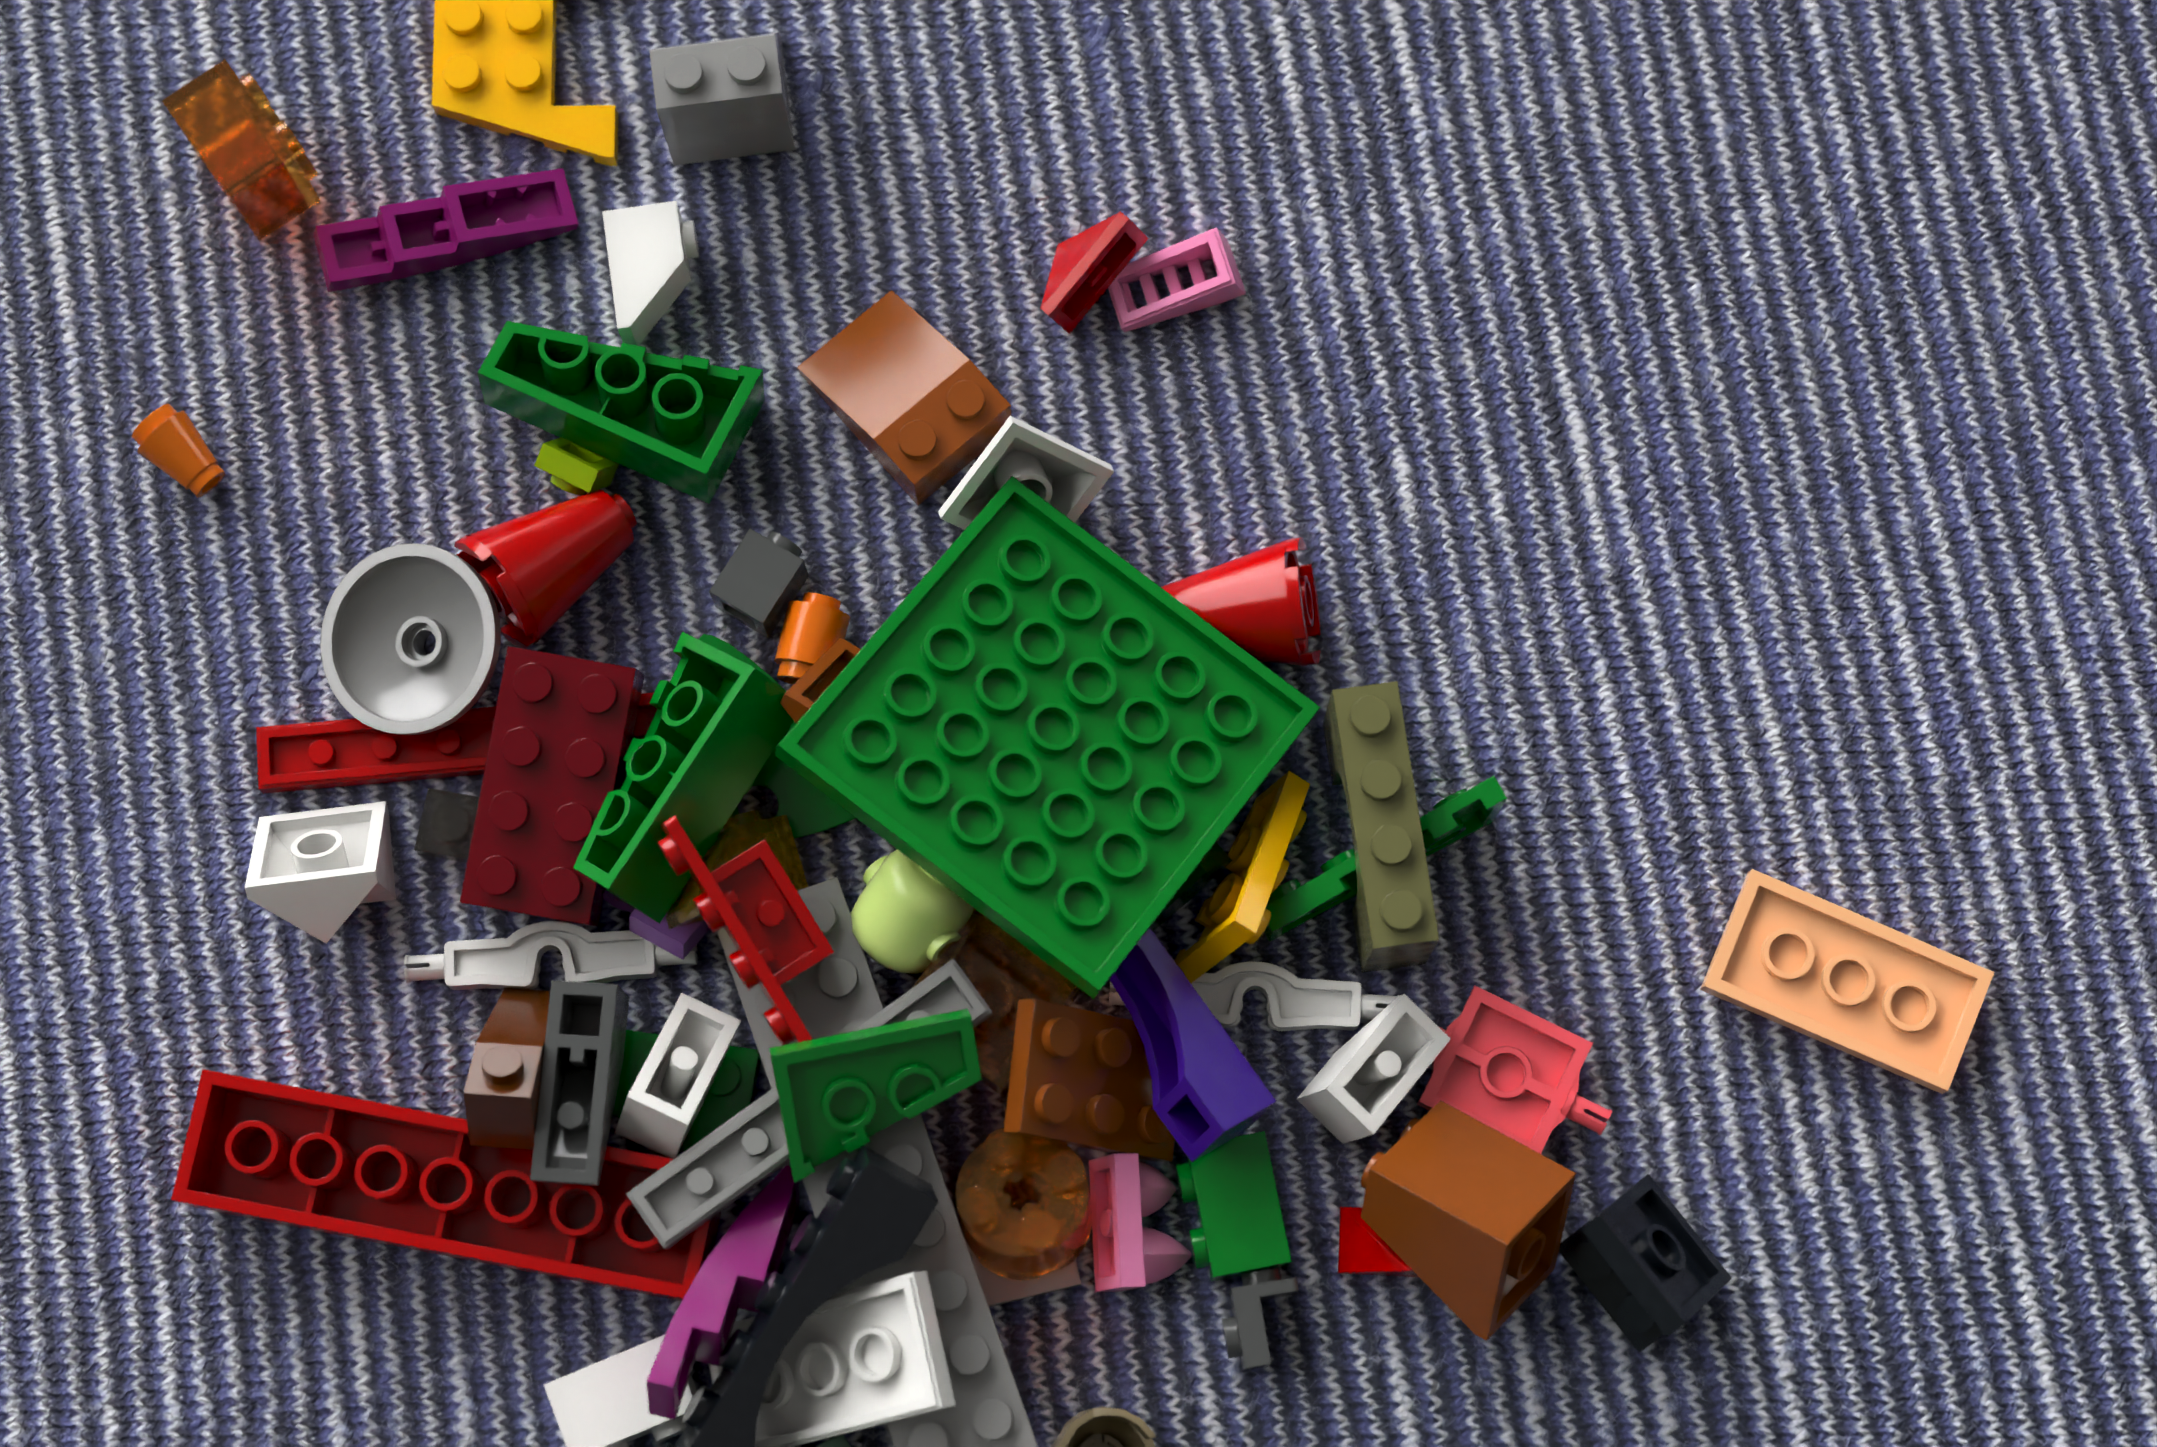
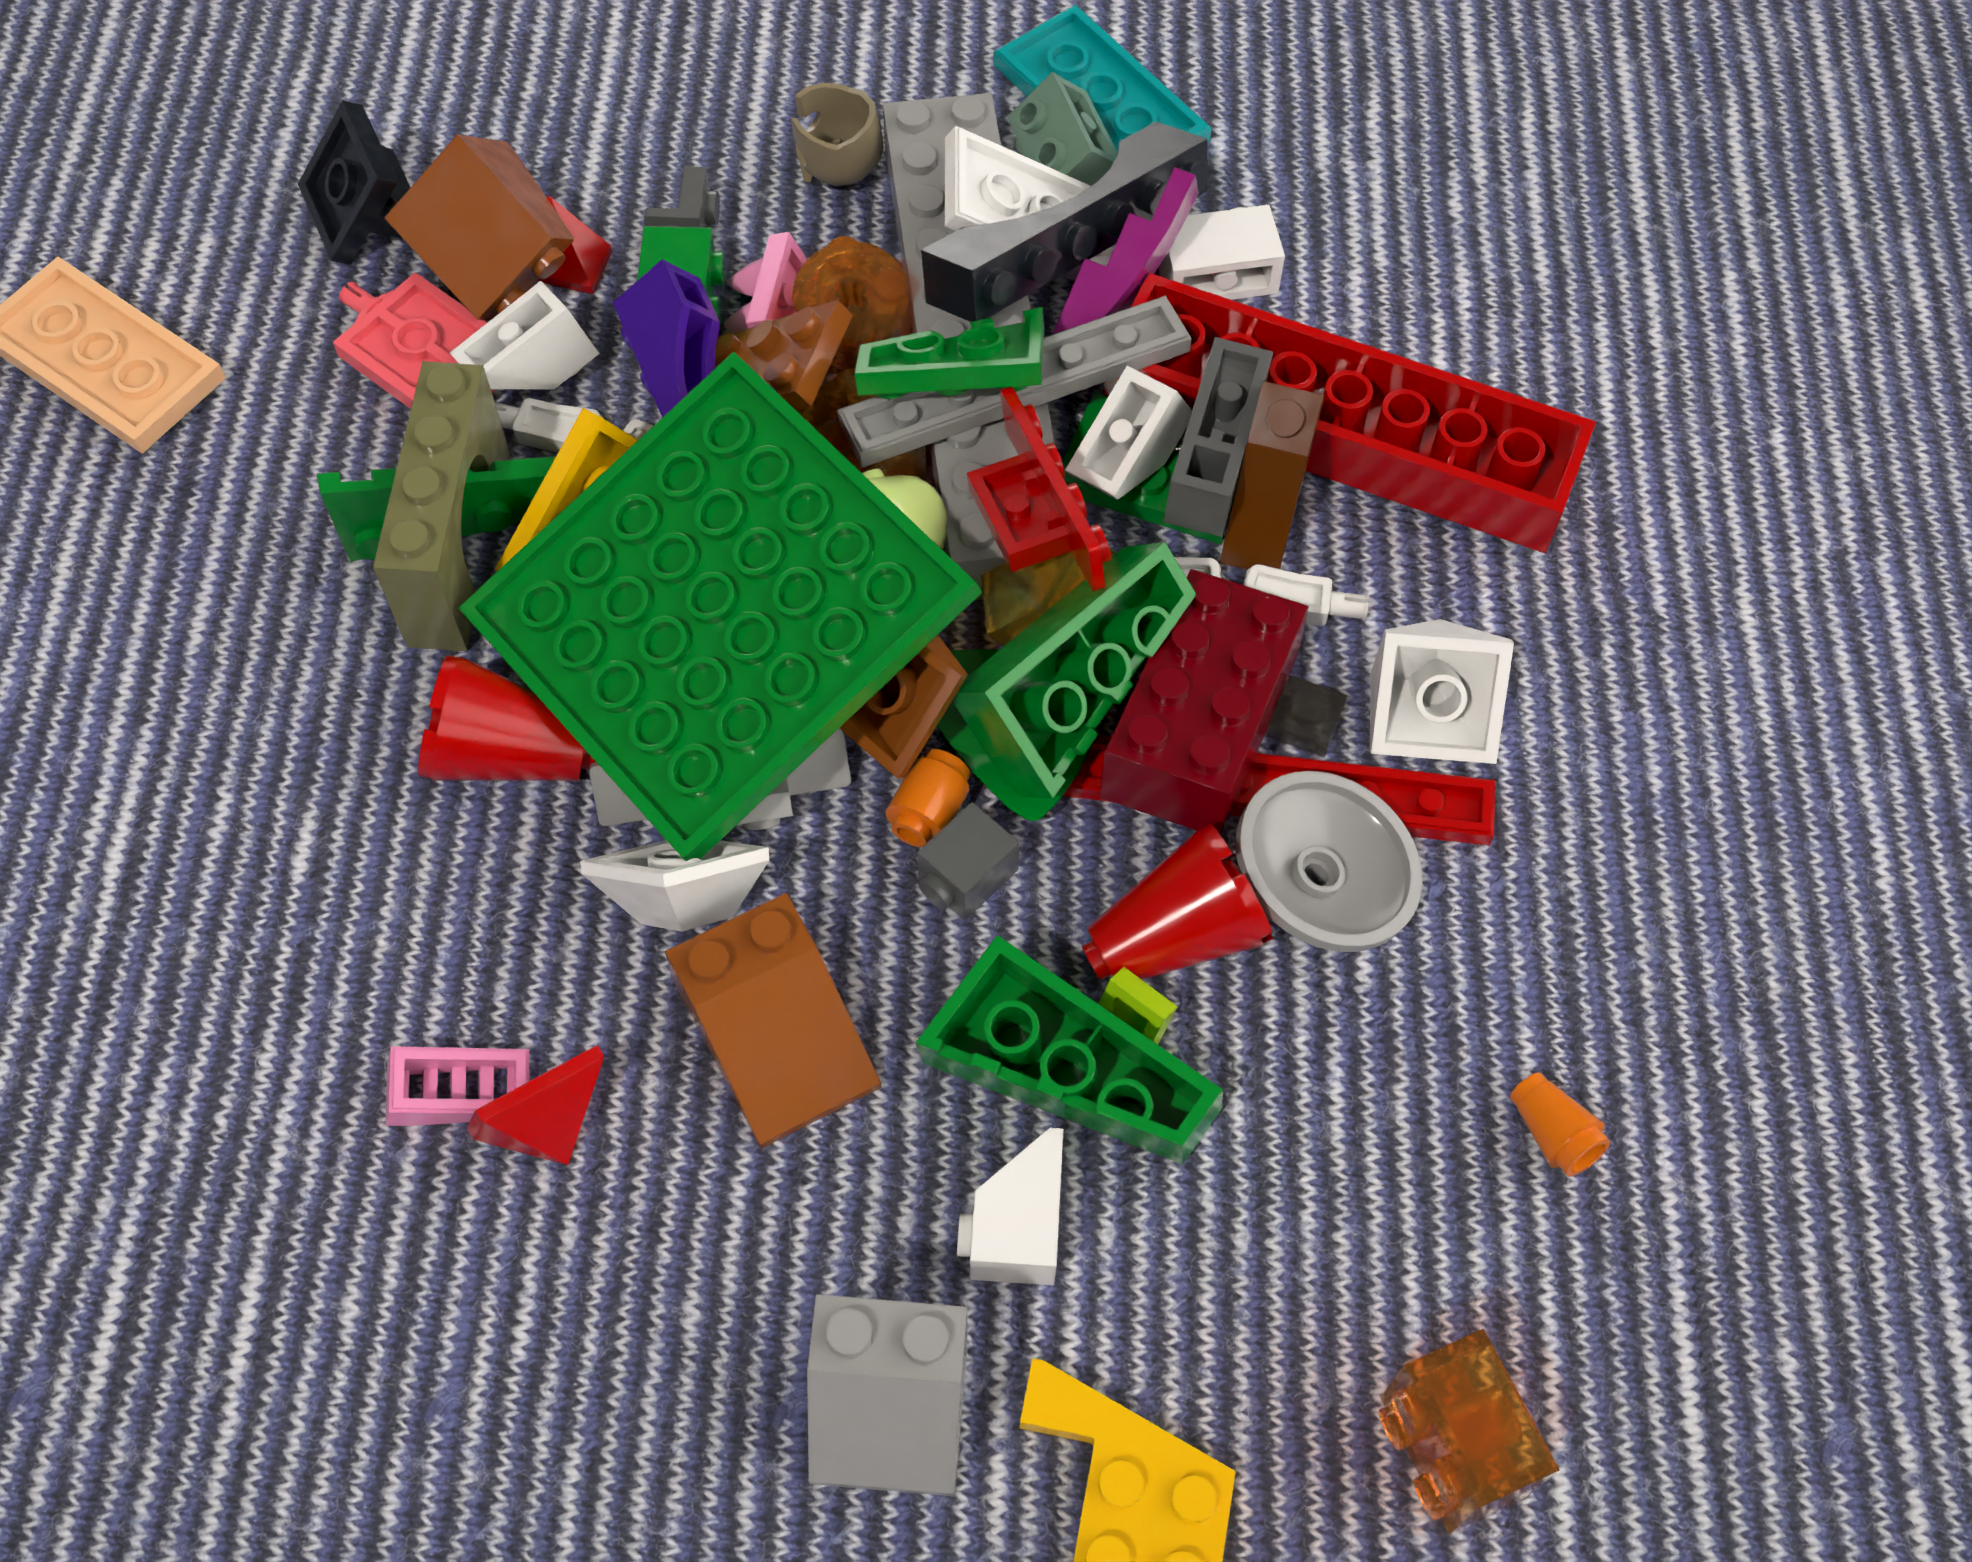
camera: 170 degrees left, 15 degrees down
(446, 230) = (1237, 1314): magenta slope -> none

